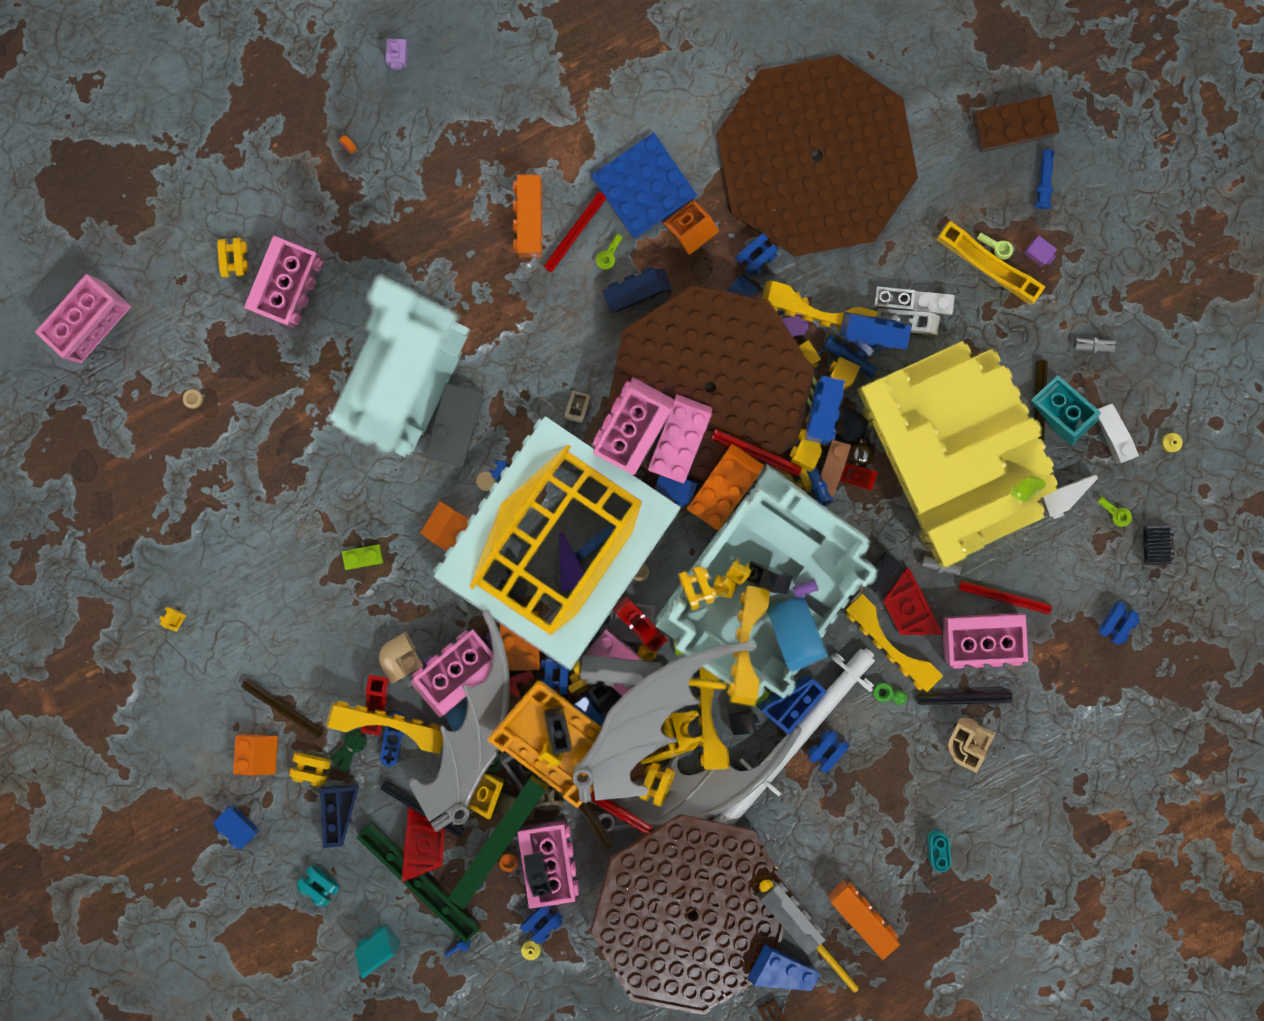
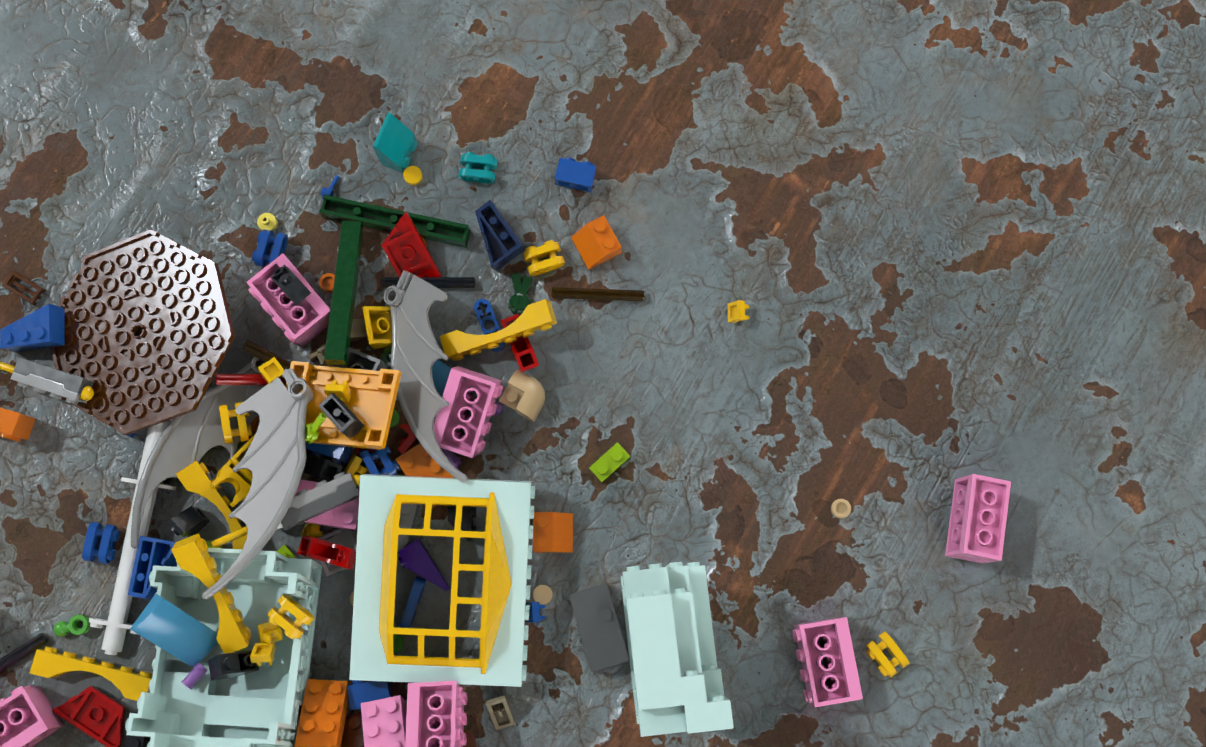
camera: 145 degrees right, 10 degrees down
(379, 915) = (413, 175): none -> yellow tile
(590, 734) = (311, 429): none -> lime plate
(598, 809) = (271, 370): none -> yellow tile

